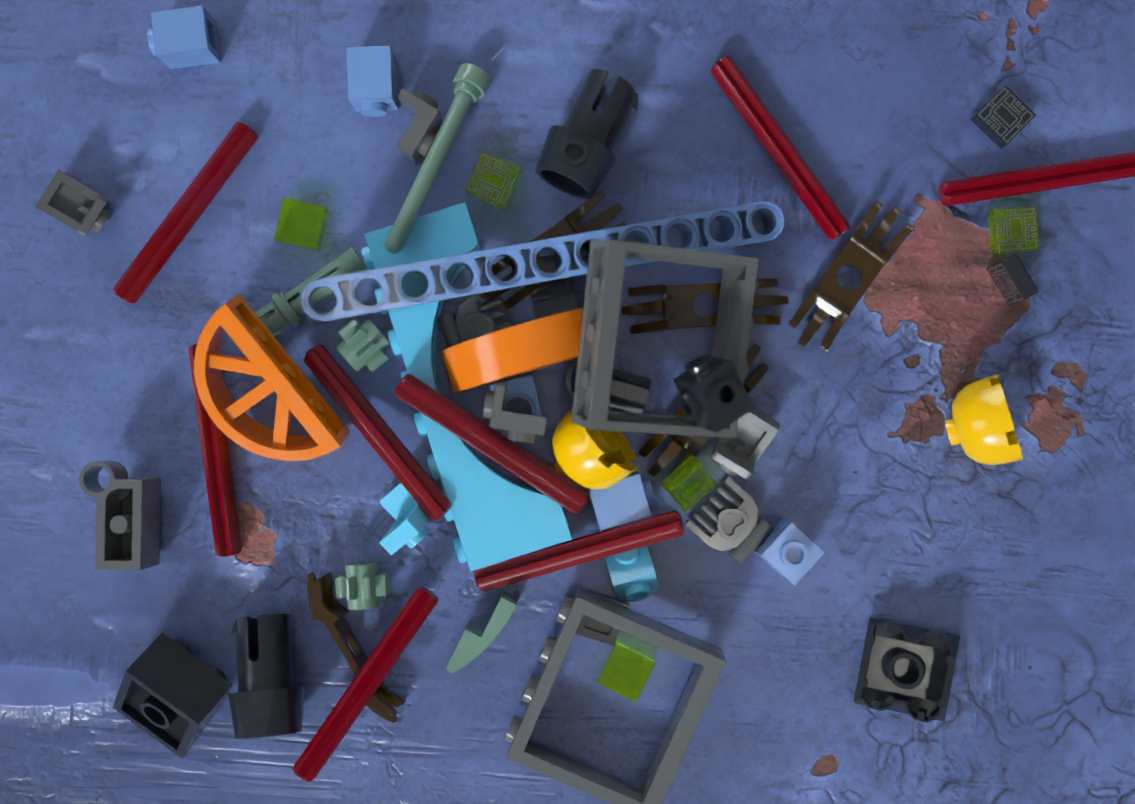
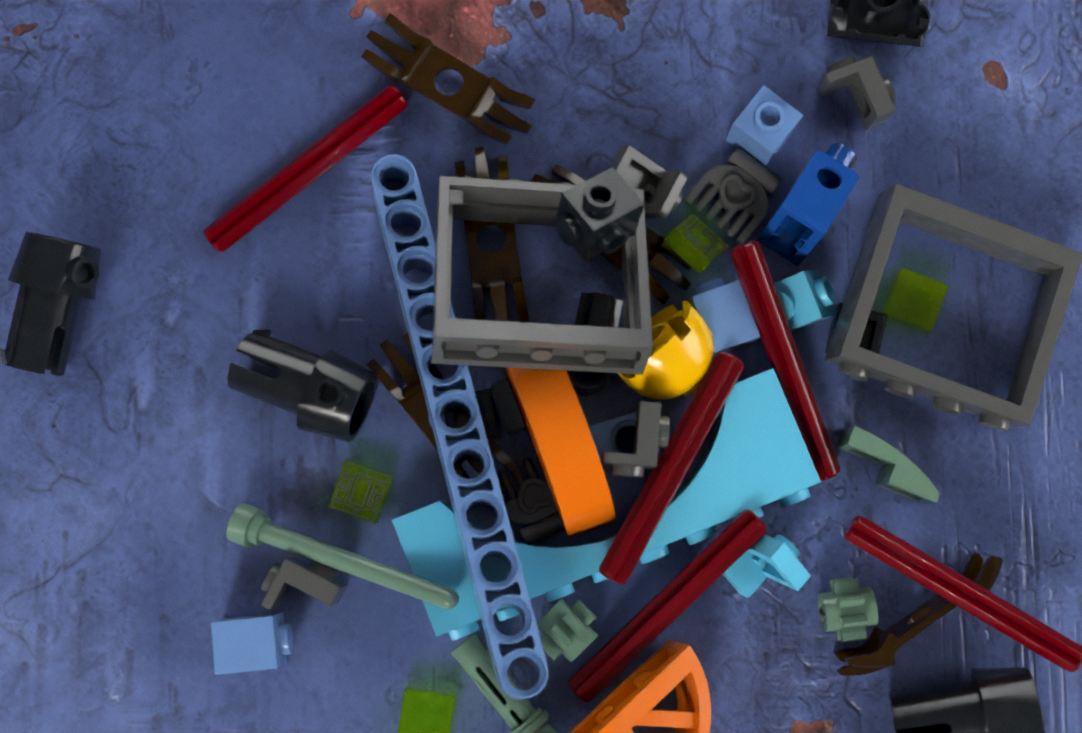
camera: 90 degrees left, 5 degrees down
(717, 588) = (811, 204): none -> blue torso
(813, 651) = (870, 92): none -> dark grey bracket

